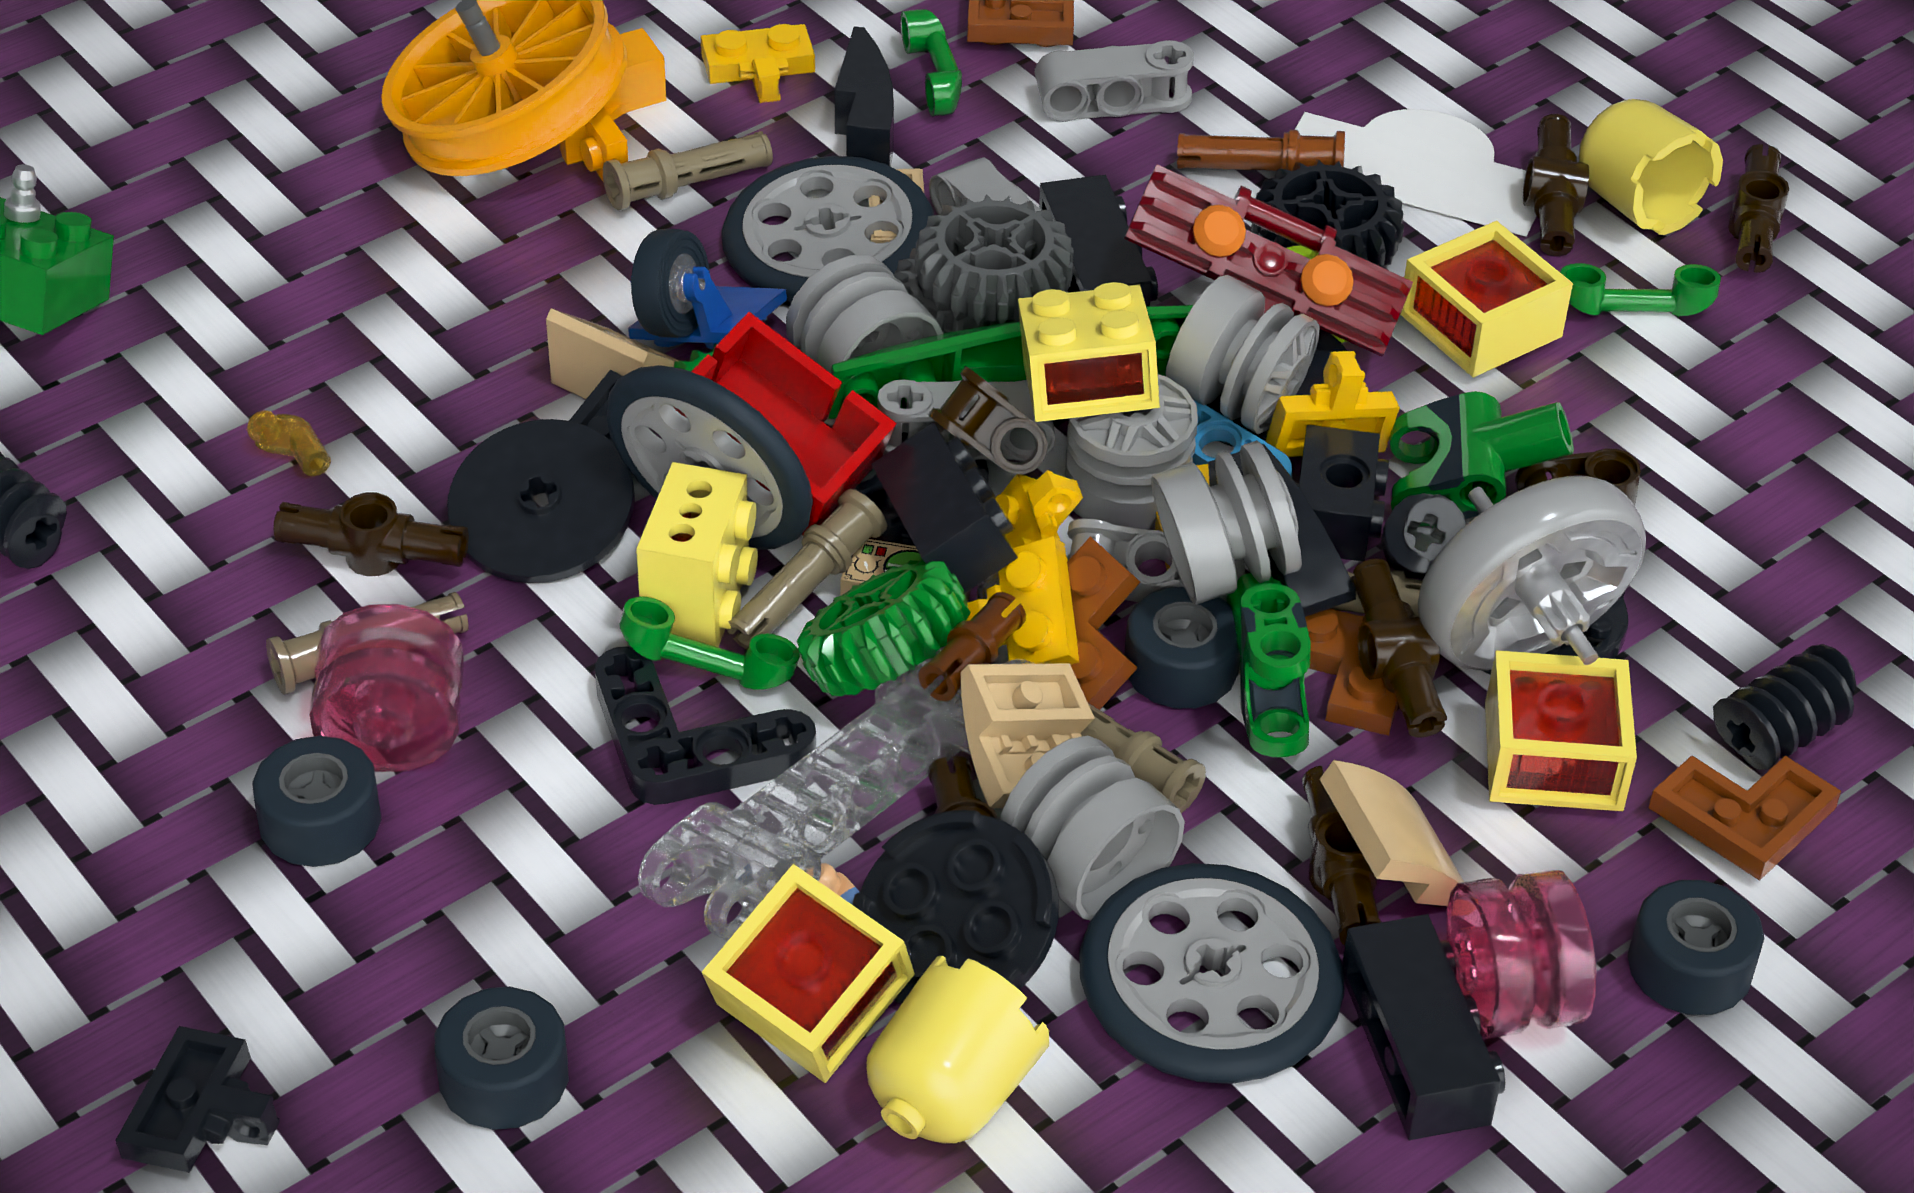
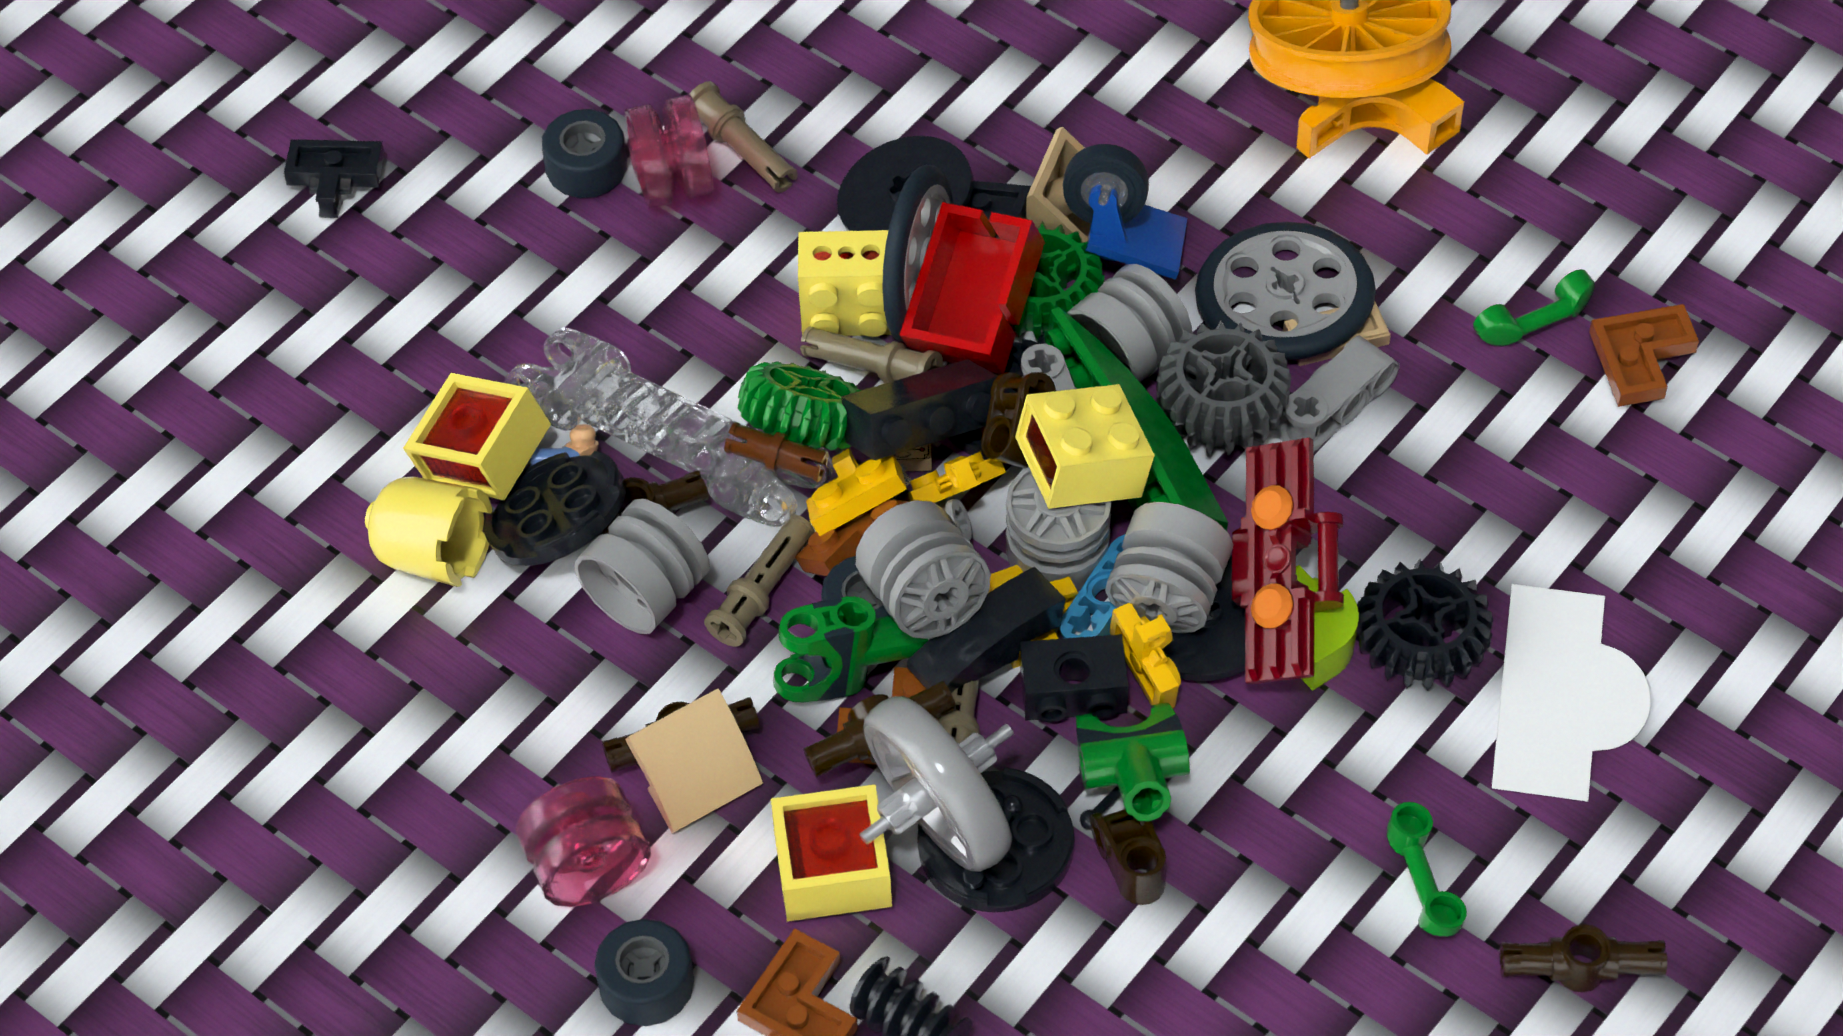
camera: 80 degrees right, 10 degrees up
(289, 437) = (933, 41): clear yellow arm -> none
(371, 534) = (839, 109): dark brown pin -> none
(501, 1057) = (393, 304): black wheel -> none
(648, 627) = (776, 283): green bar -> none
(664, 172) = (1308, 169): dark tan pin -> none
(670, 749) = (695, 326): black beam -> none
(758, 56) = (1500, 194): yellow hinge -> none
(865, 100) = (1455, 275): black slope -> none
(1016, 718) = (726, 509): tan slope -> none
(1097, 231) = (1347, 455): black brick -> none
(1115, 80) = (1561, 441): light grey piece -> none
(1226, 1047) = (544, 735): wedge -> none
(1259, 152) = (1510, 582): dark orange pin -> none
(1408, 515) = (1039, 739): black piece -> none
(1421, 1027) = (490, 808): black brick -> none
(1486, 298) = (1344, 745): light yellow piece -> none
(1555, 185) = (1551, 791): dark brown pin -> none
(1650, 164) = (1585, 850): light yellow cylinder -> none

